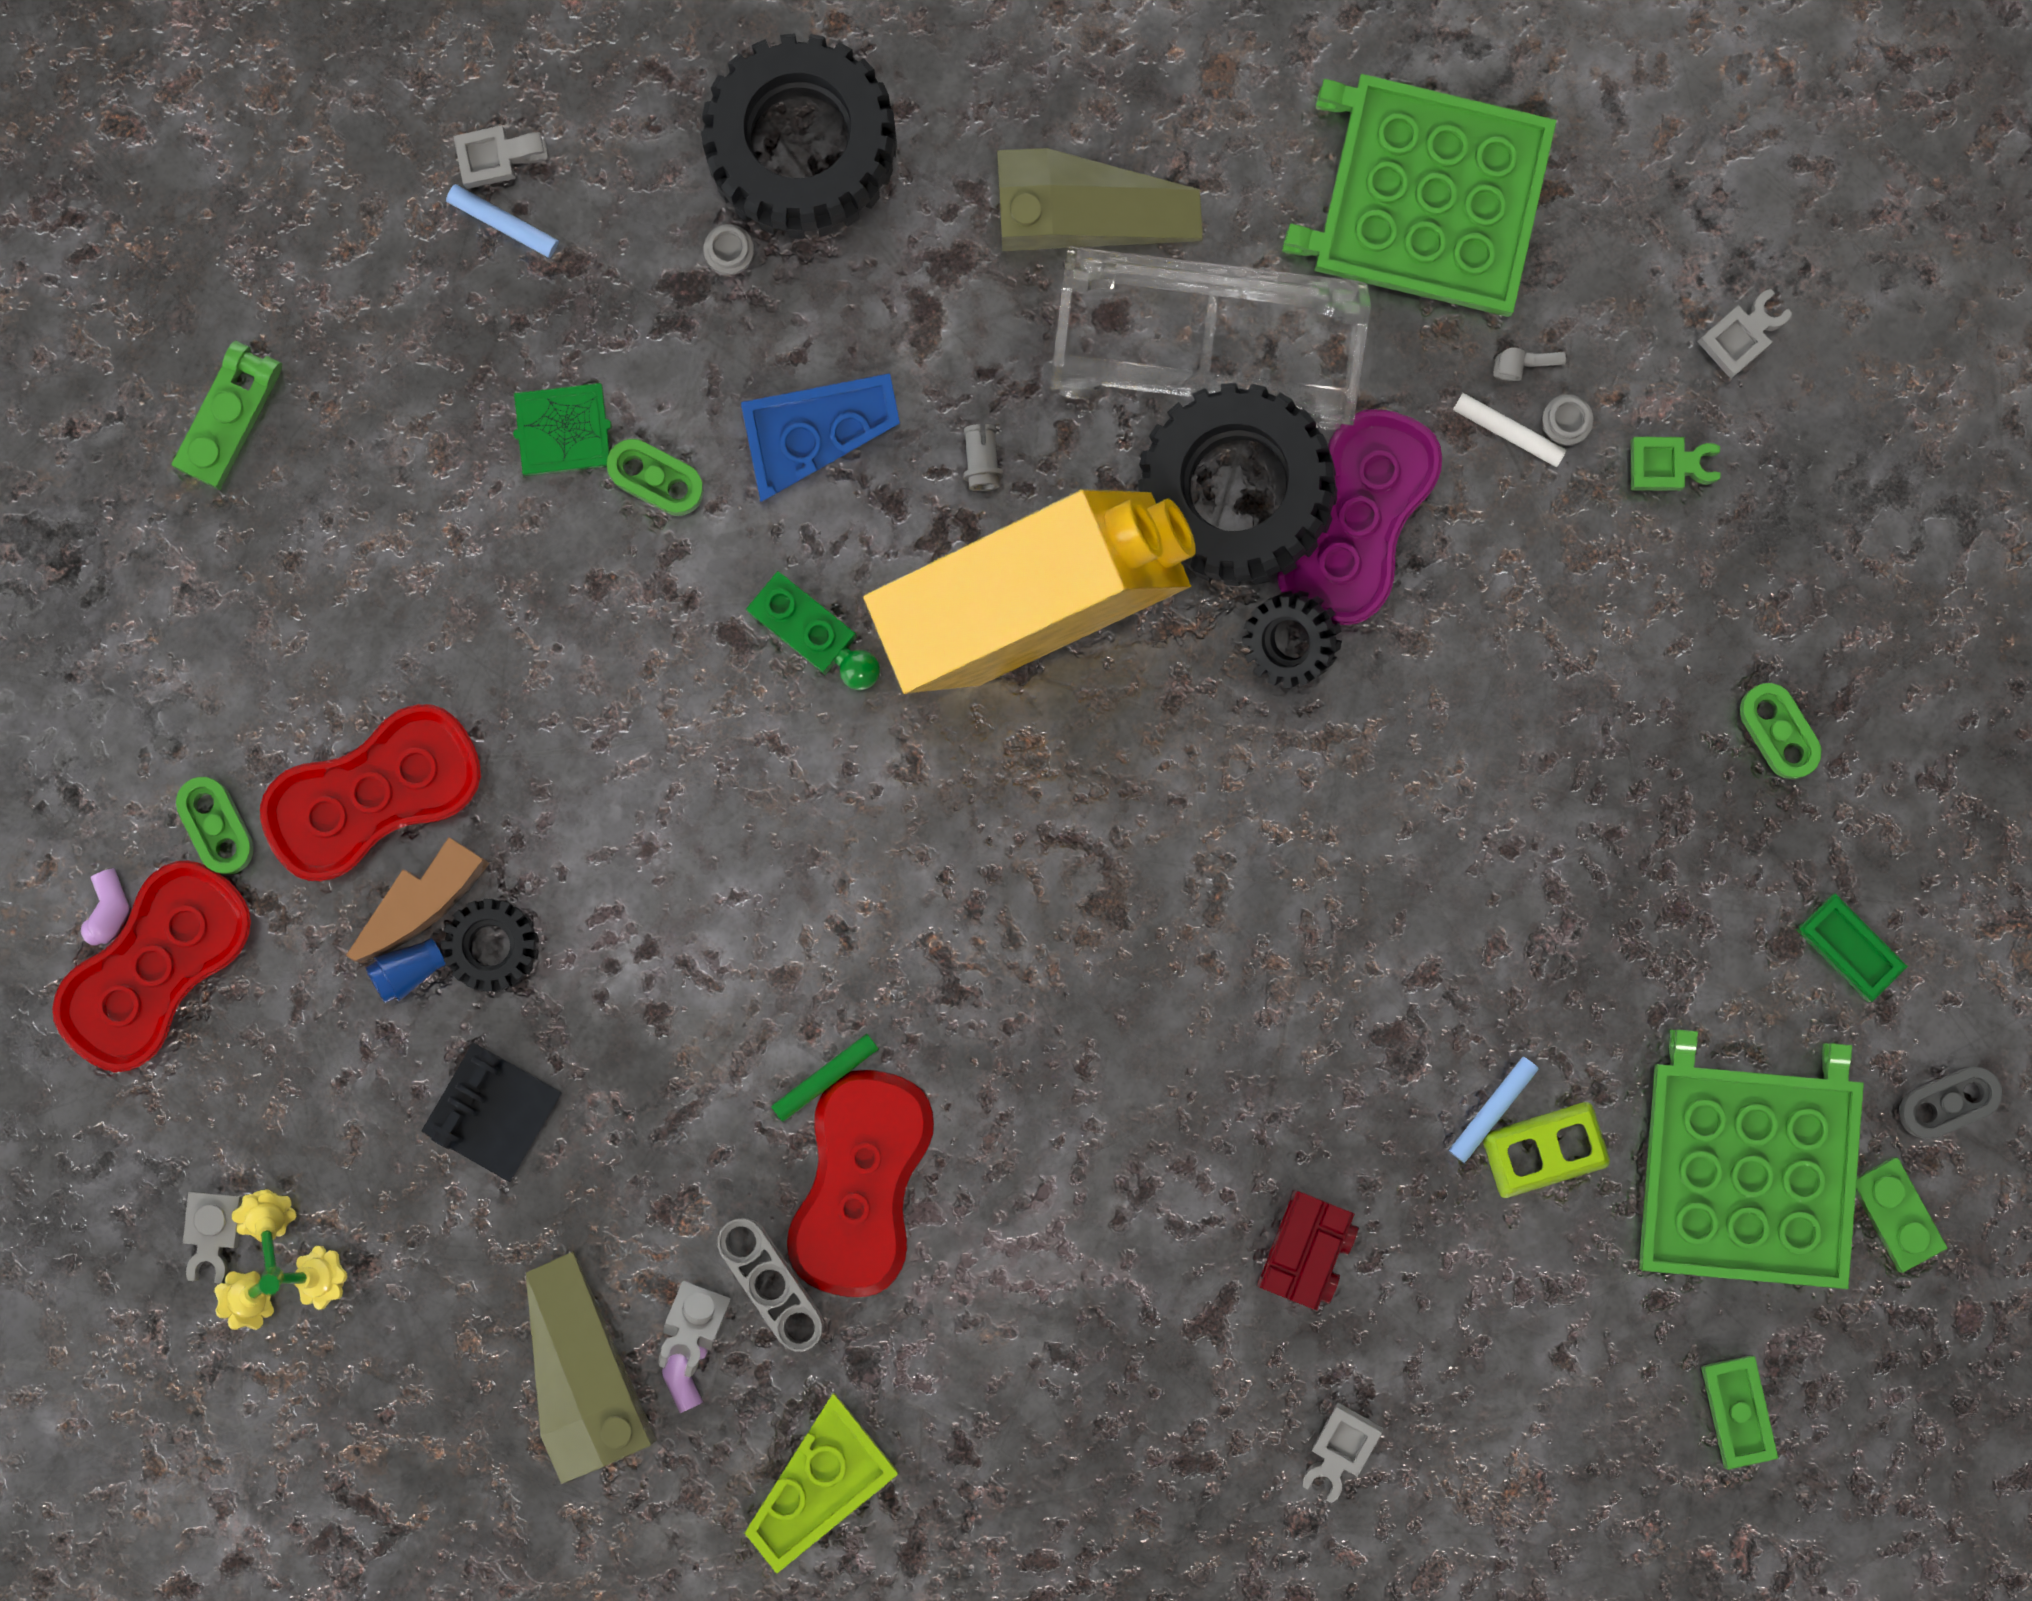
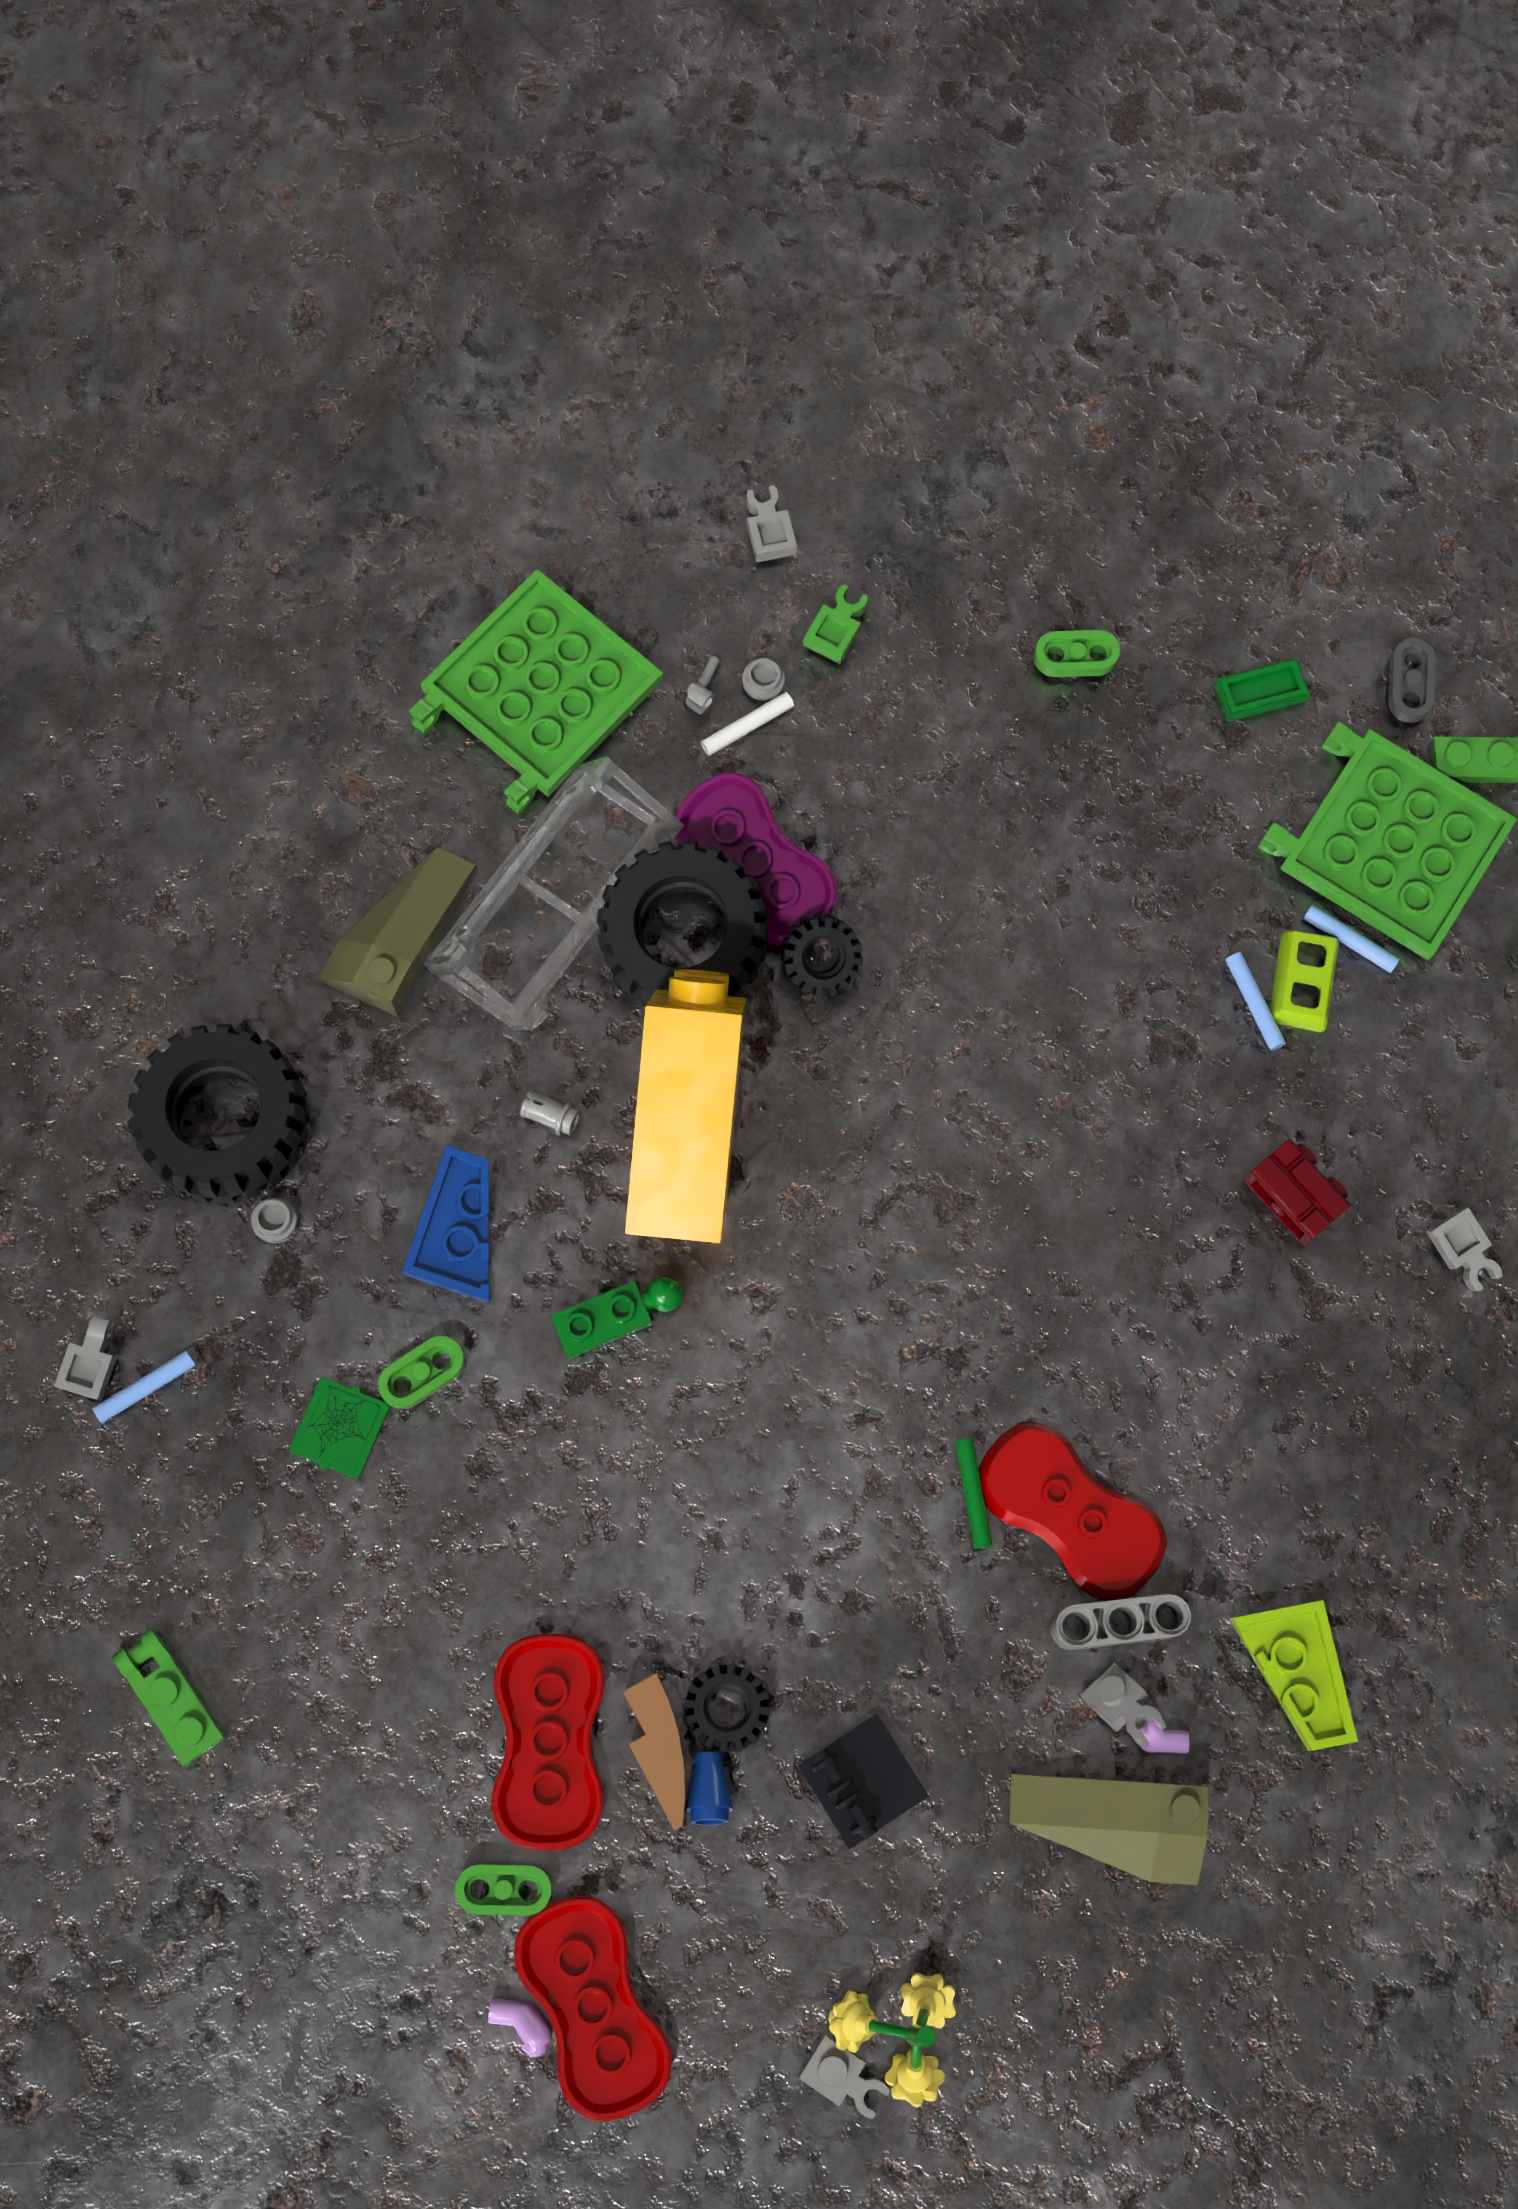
camera: 65 degrees left, 10 degrees down
(1619, 1176) = (1351, 938): none -> light blue piece

